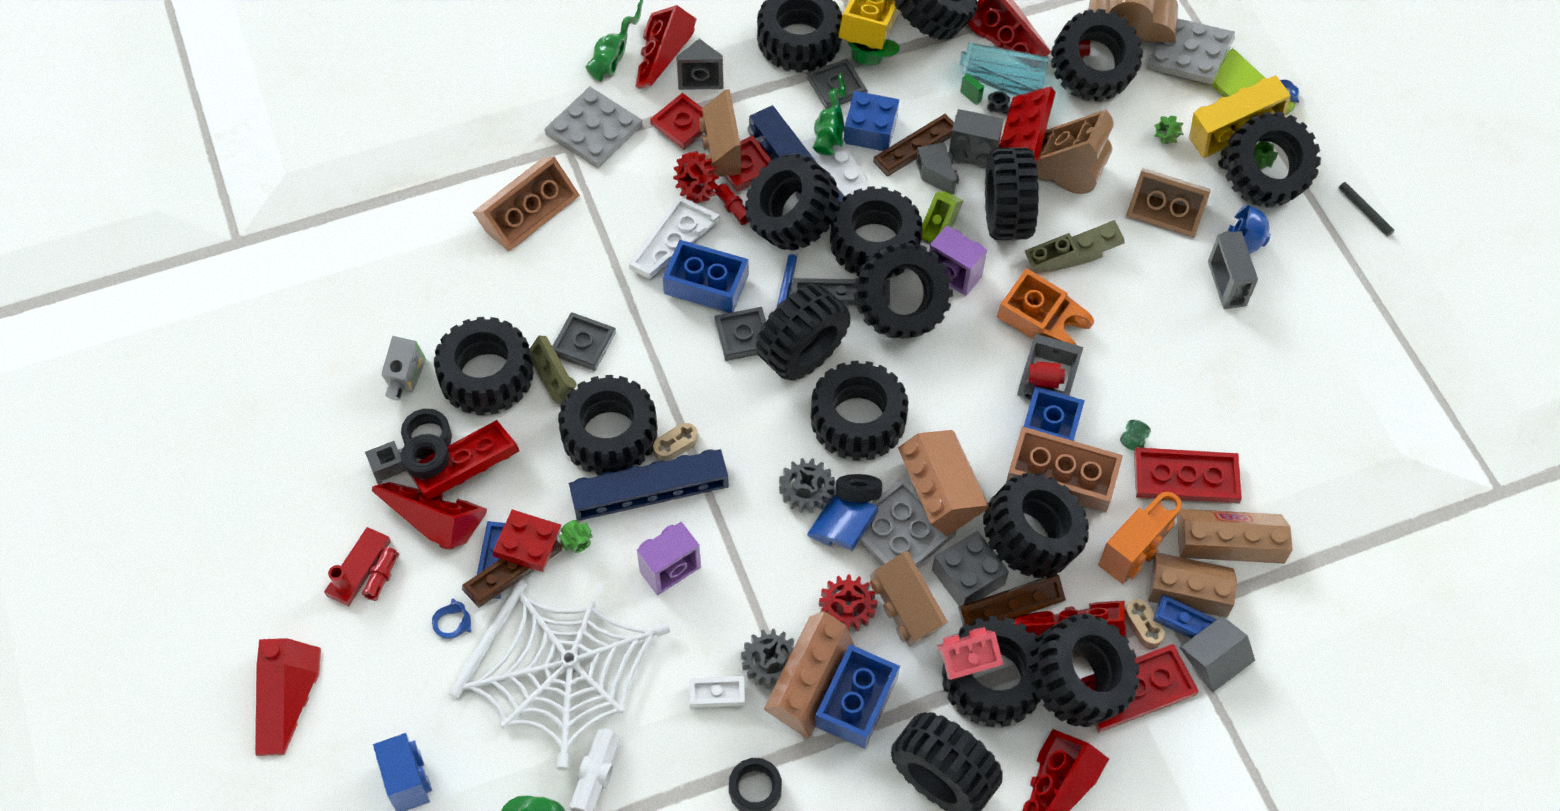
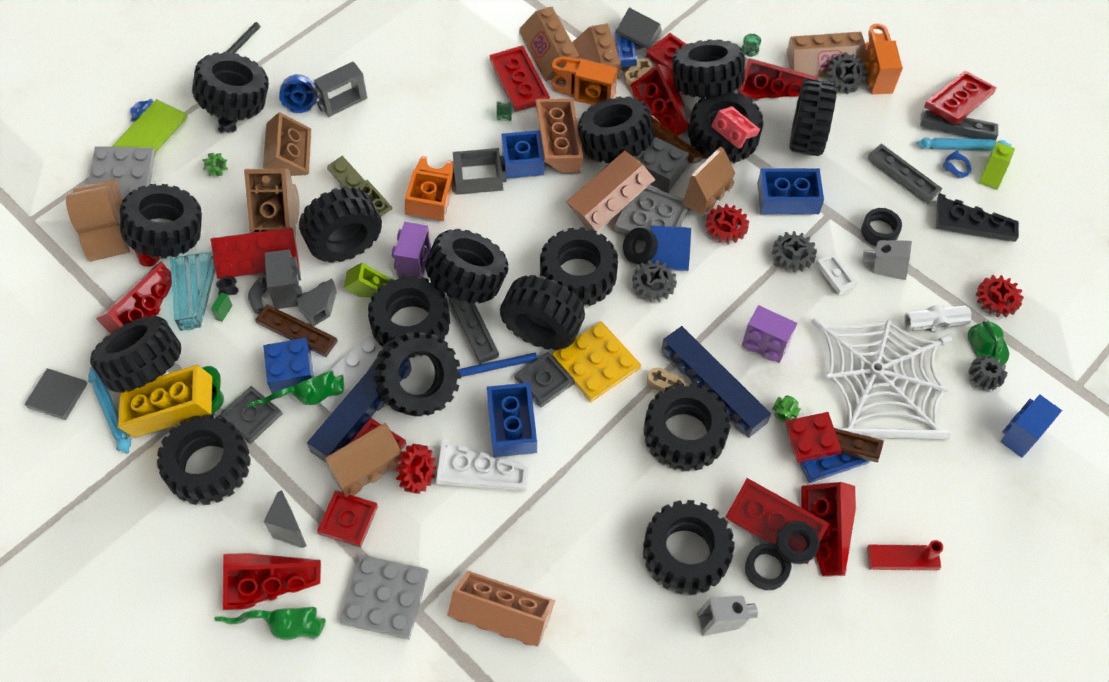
camera: 115 degrees left, 0 degrees up
(282, 688) = (1025, 553): red wedge -> none
(380, 573) = (900, 533): red pin -> none
(385, 461) = (818, 577): dark grey brick -> none
(454, 607) = (895, 455): blue piece -> none
(501, 789) = (987, 372): none -> dark grey gear
(551, 369) = (658, 496): olive plate -> none
(583, 341) = (614, 493): dark grey tile -> none
(699, 759) = (890, 258): none -> light grey torso
(732, 203) = (425, 433): red pin -> none
(738, 390) = (597, 361): none -> yellow plate
(809, 672) = (794, 219): nougat slope -> none
(1046, 375) = (493, 159): red brick -> none
(1137, 800) = (751, 45): none -> clear green wheel
(1219, 121) = (191, 117): yellow brick -> none

